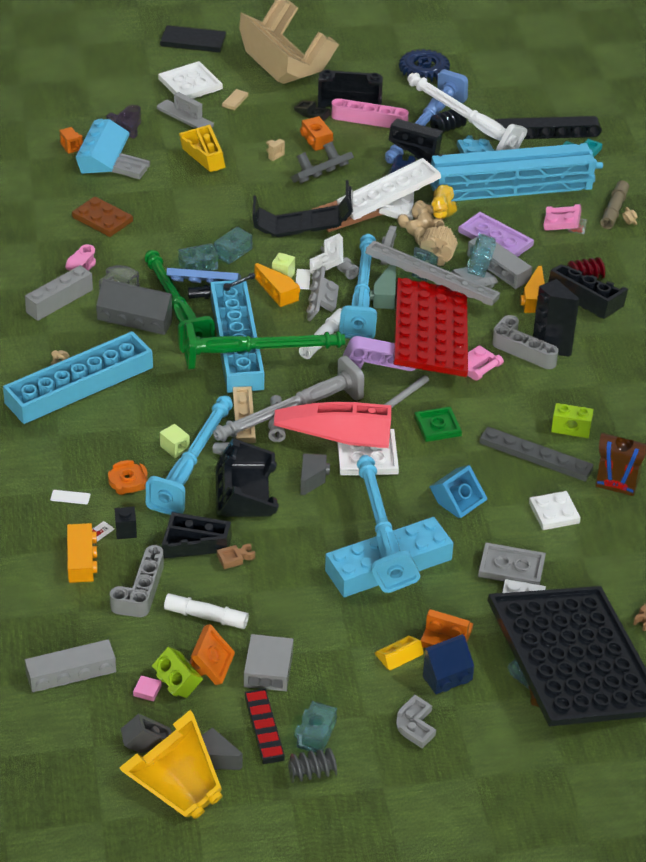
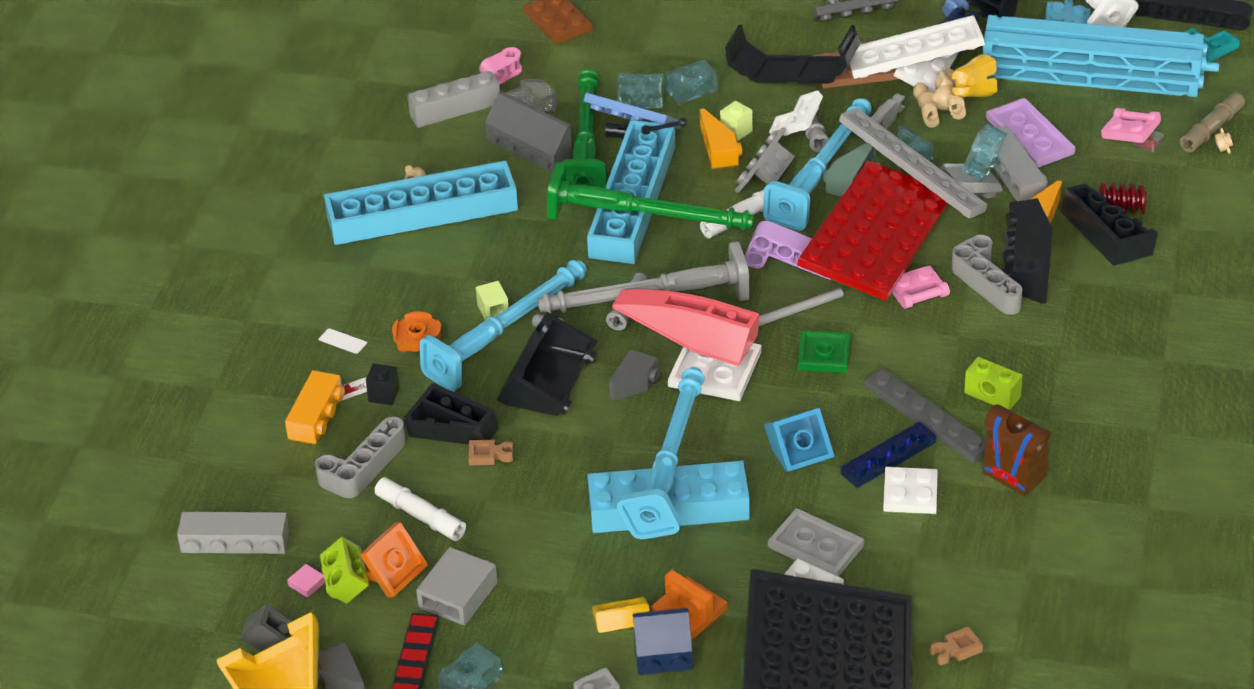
camera: 25 degrees right, 0 degrees up
(243, 407) = (597, 275): tan plate -> none
(303, 278) = (757, 139): white sticker -> none
(439, 242) = (944, 128): tan brick -> none
(524, 488) = (888, 454): none -> clear blue plate

